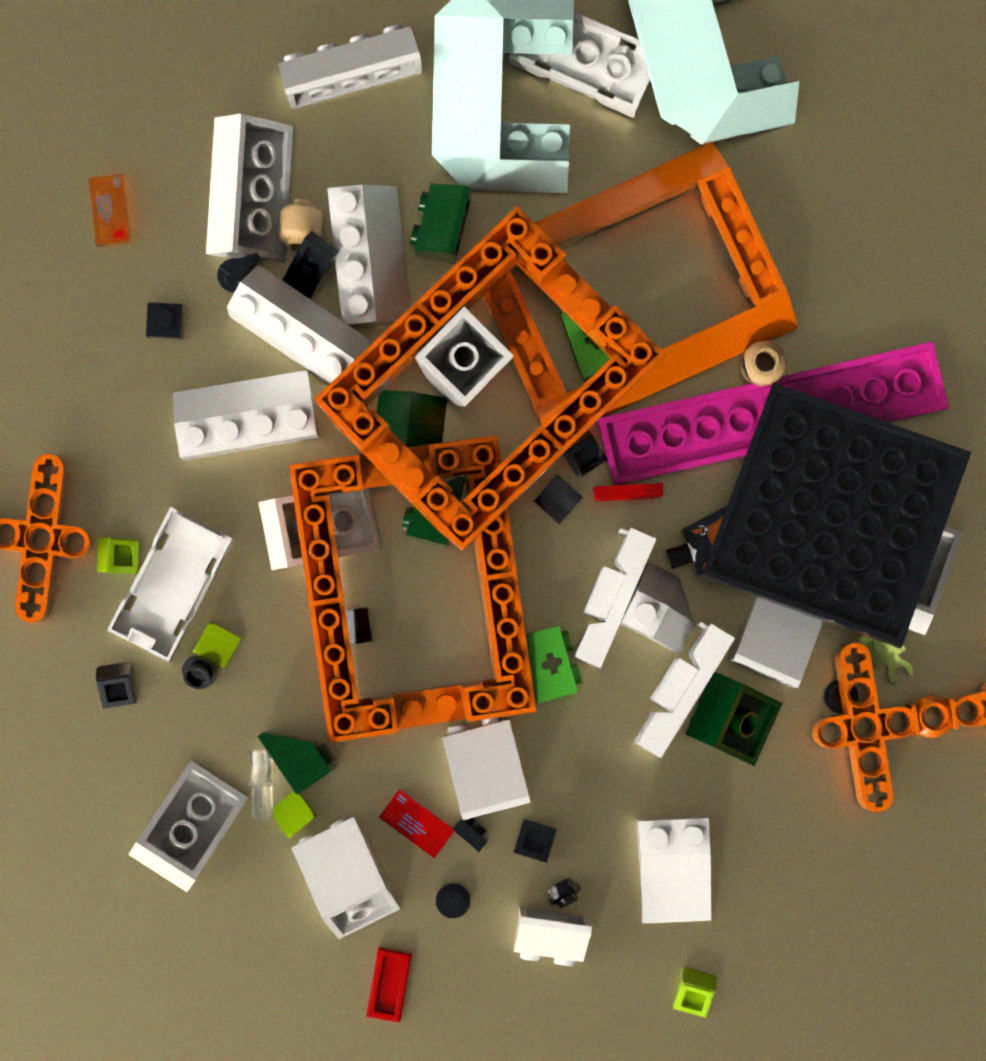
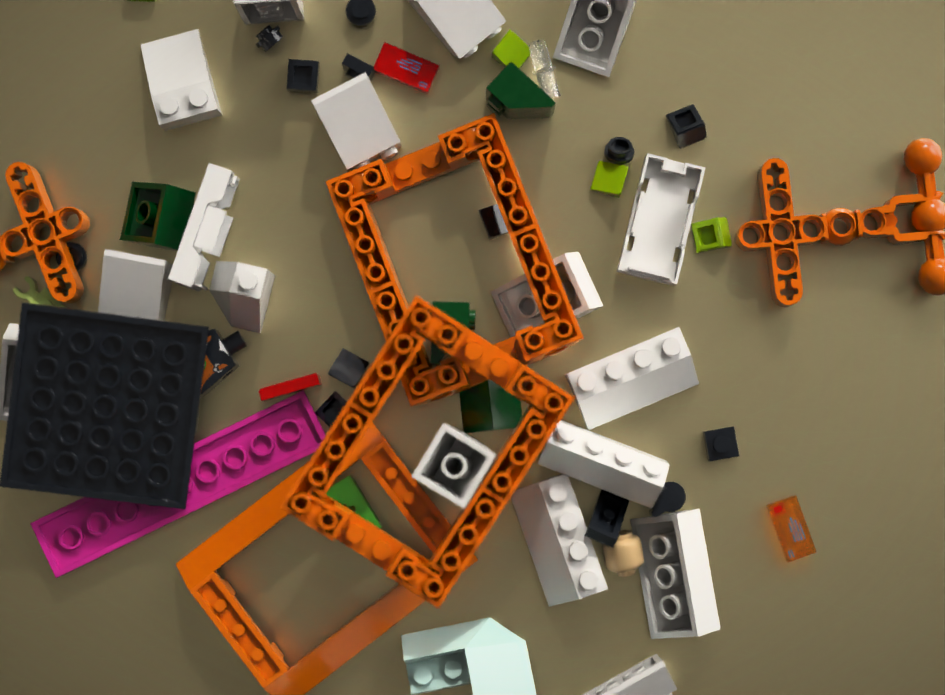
camera: 170 degrees right, 0 degrees up
(442, 222) = (502, 583): dark green slope -> none
(555, 685) = (322, 208): bright green brick -> none
(612, 596) = (282, 292): white piece -> none
(763, 363) = (197, 524): tan head -> none

